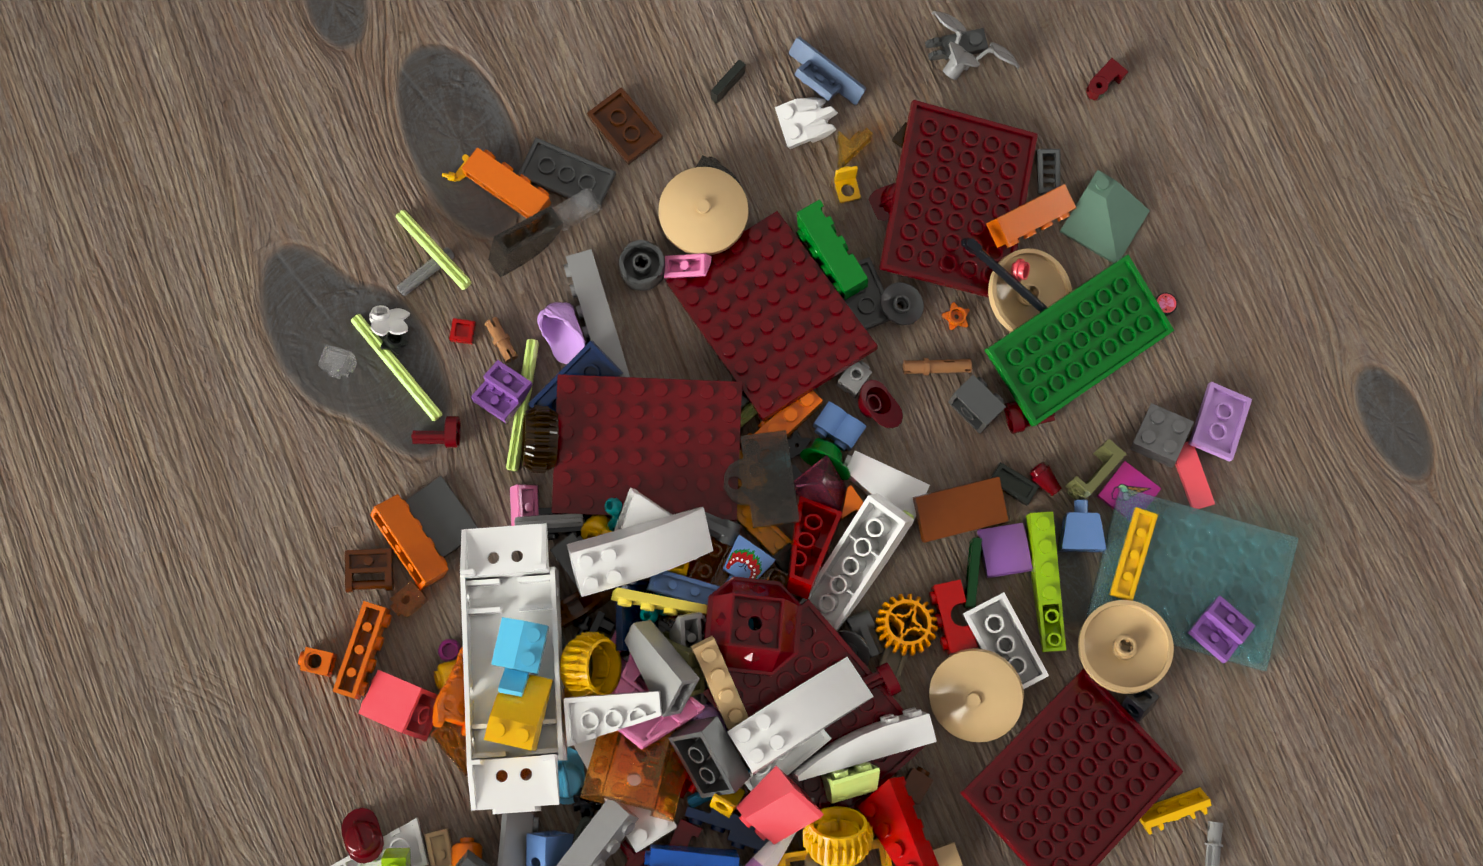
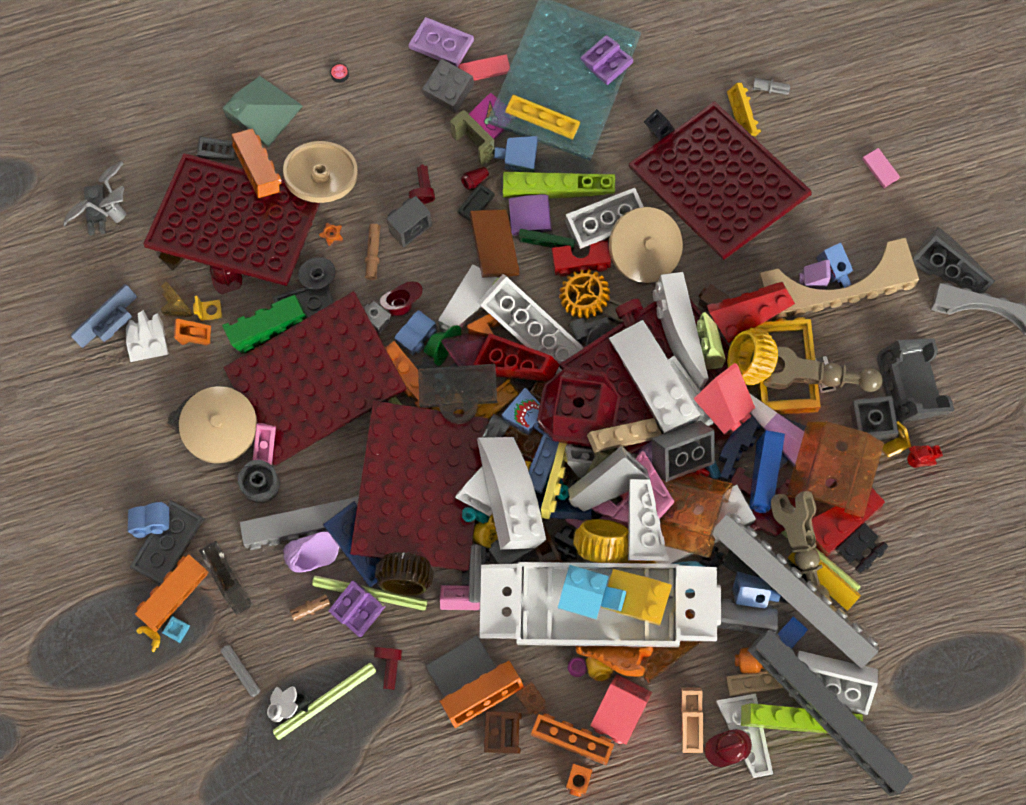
camera: 75 degrees left, 5 degrees down
(337, 362) = (315, 751): clear brick -> none
(394, 789) = (692, 720): none -> light nougat slope
(433, 249) = (222, 660): yellowish green axle -> none
(462, 331) = (298, 641): red tile -> none
(468, 196) = (176, 629): none -> medium azure tile
(577, 208) = (200, 530): clear brick -> none
(588, 149) = (148, 519): none -> medium blue brick
(624, 125) = (129, 488): reddish brown plate -> none
(726, 803) = (721, 445): yellow bracket -> none
(728, 81) = (101, 398): pearl dark grey tile -> none
(814, 169) = (192, 332): none -> orange slope
(974, 247) = (365, 140): black hinge -> none
(1020, 269) = (301, 175): coral plate -> none
(1079, 340) = (364, 137): green plate -> none
(1104, 78) = (142, 97): dark red leg -> none
(1125, 646) = (615, 129): tan dish -> none

